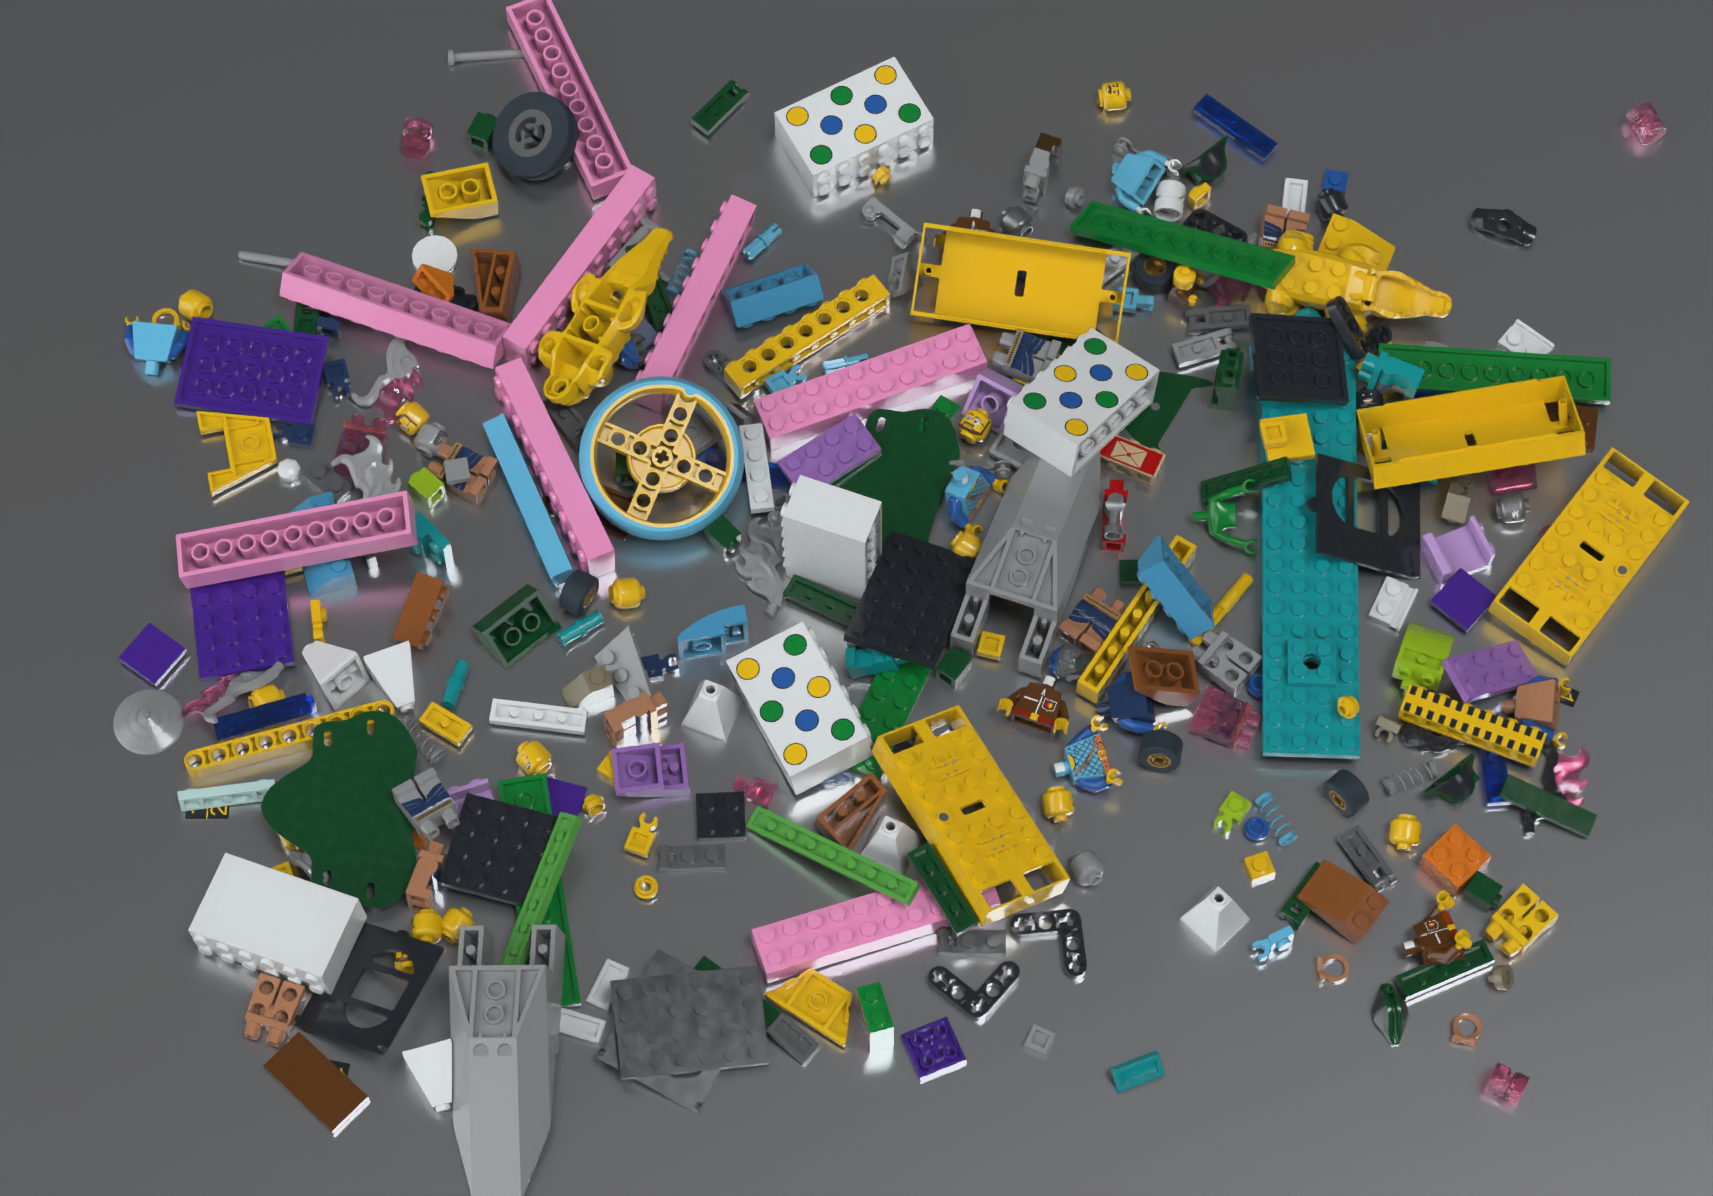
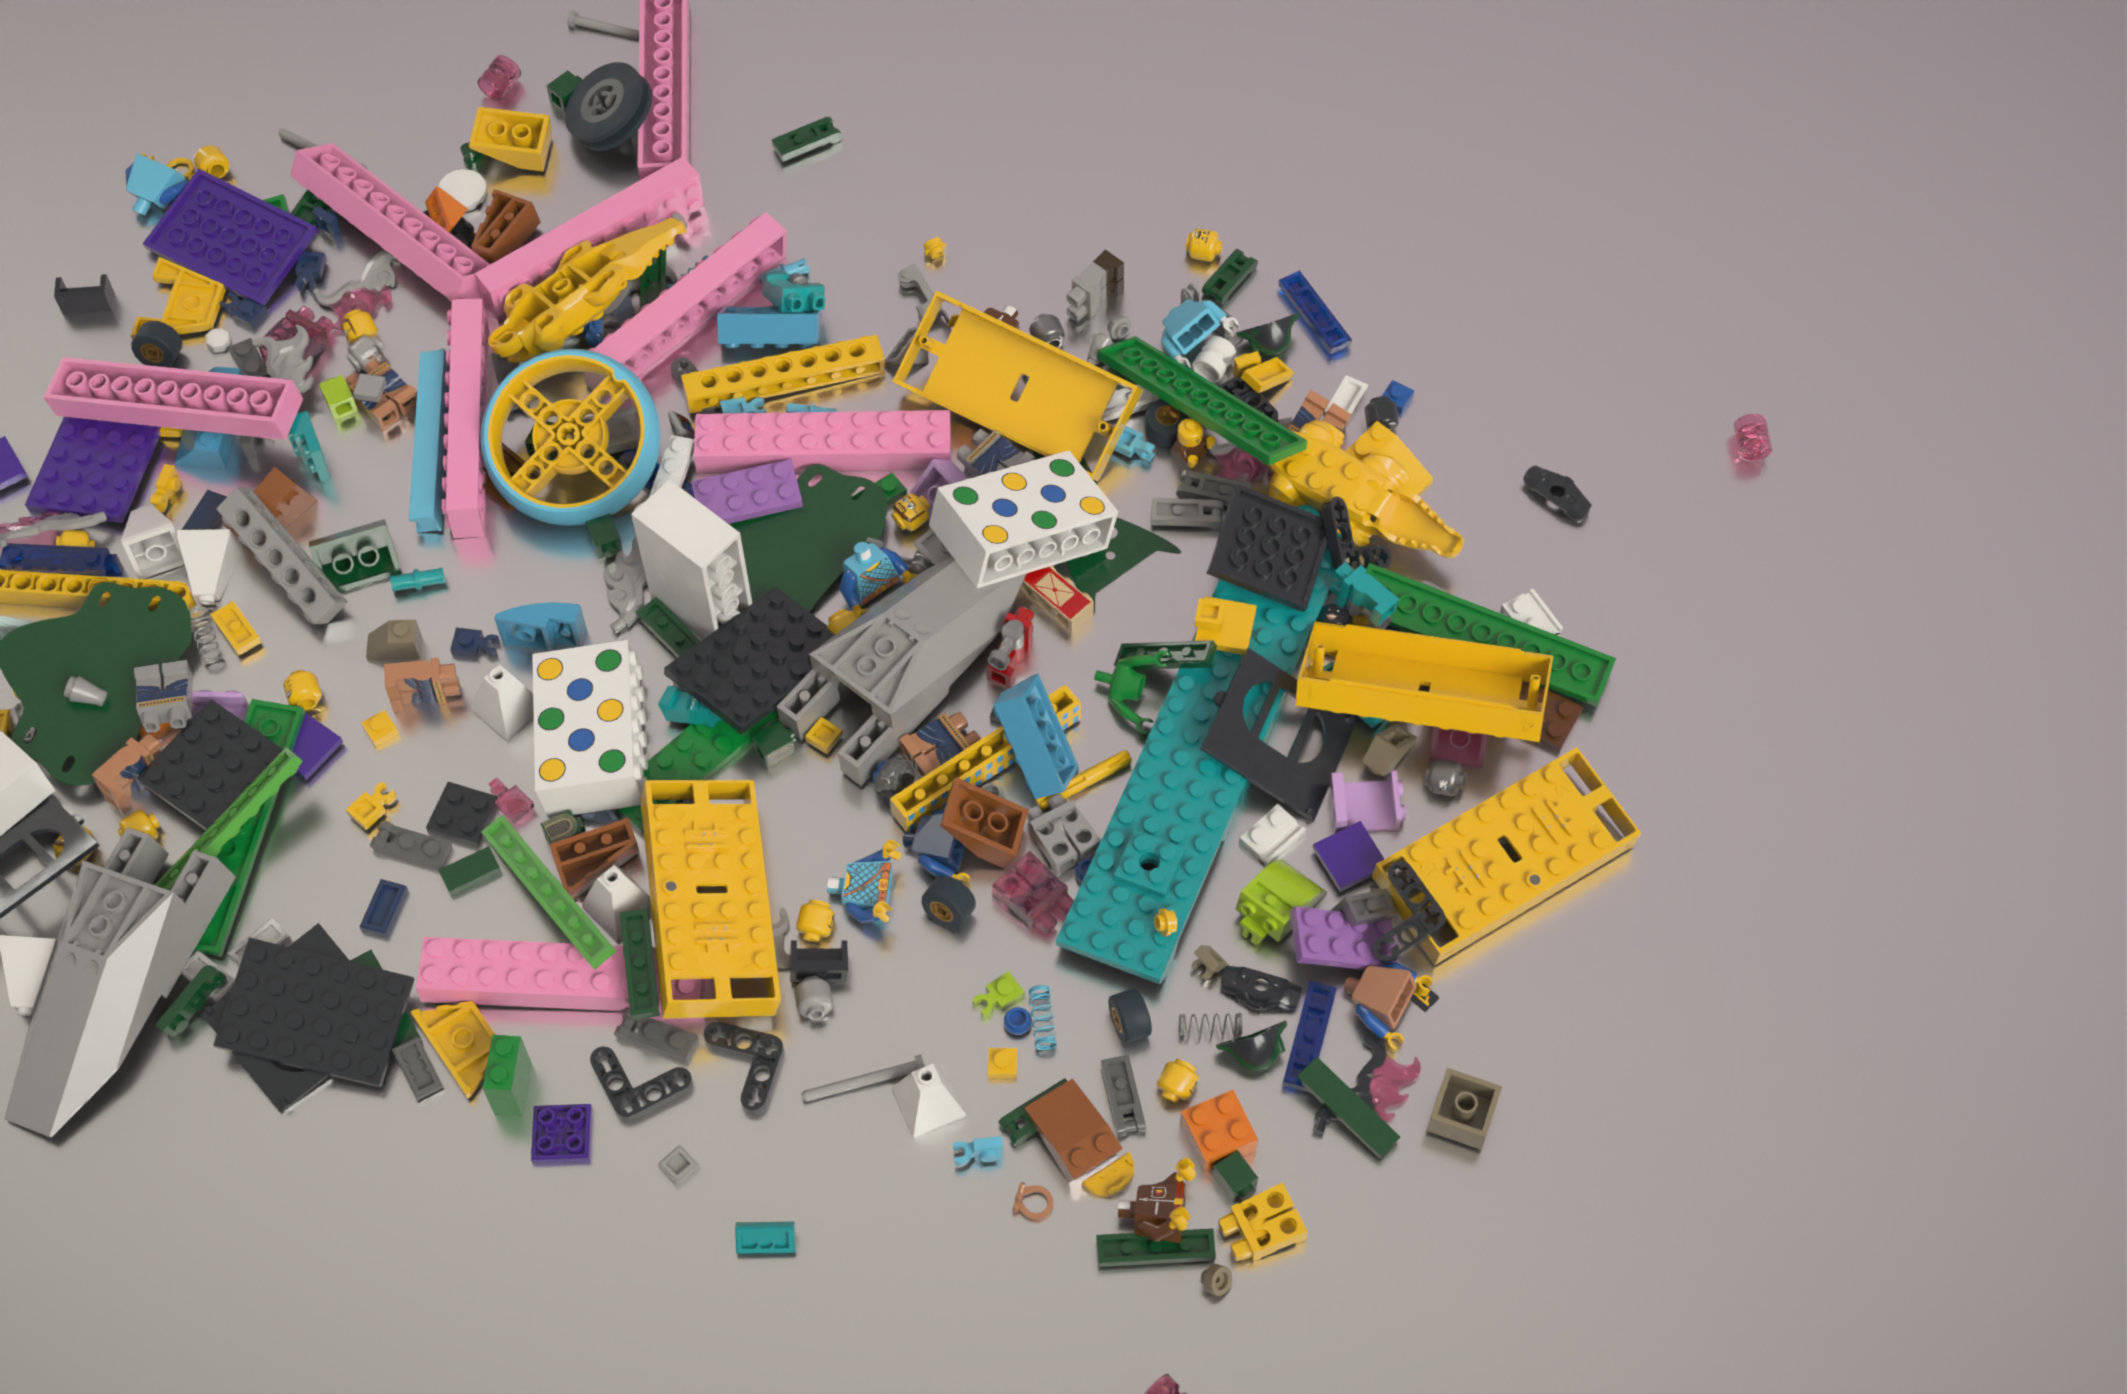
camera: 20 degrees right, 5 degrees down
(148, 471) = (84, 298): none -> black panel
(240, 494) = (156, 344): none -> black wheel
(356, 824) = (84, 692): none -> light grey cone
(365, 632) = (205, 514): none -> dark blue tile
(427, 926) = (105, 821): yellow head -> none
(433, 623) = (327, 599): none -> light grey brick
(455, 683) = (264, 594): teal pin -> none
(538, 716) = (331, 651): white plate -> none
(579, 592) = (430, 543): black wheel -> none
(581, 1048) = (191, 1000): none -> dark green plate
(593, 804) = (339, 757): yellow plate -> none
(625, 665) = (439, 628): light grey wing -> none
(626, 593) = (479, 560): yellow head -> none
(642, 881) = (349, 852): yellow plate -> none
(651, 770) = (413, 742): medium lavender slope -> none
(695, 918) = (383, 908): none -> dark blue tile
(751, 862) = (469, 871): none -> dark green tile
(783, 261) = (792, 293): none -> teal hips
(814, 802) = (562, 827): none -> brick
(854, 127) = (925, 192): white brick -> none
(1038, 707) = (840, 813): reddish brown torso -> none
(1064, 220) = (1098, 342): none -> light grey cone
(1079, 836) = (825, 963): none -> black panel
(1148, 117) = (1229, 276): none -> dark green plate
(1193, 892) = (863, 1080): none -> light grey bar
(1220, 200) = (1267, 375): none -> yellow tile
(1227, 379) = (1192, 548): dark green hips -> none
(1386, 927) = (1112, 1178): none -> yellow tile
(1390, 1013) = (1075, 1276): dark green hat -> none
(1457, 1036) = (1152, 1338): nougat piece -> none
(1472, 725) = (1299, 990): yellow brick -> none
(1498, 638) = (1367, 907): none -> flat silver panel
(1545, 636) = (1417, 921): none -> black beam
(1638, 775) = (1464, 1108): none -> dark tan brick

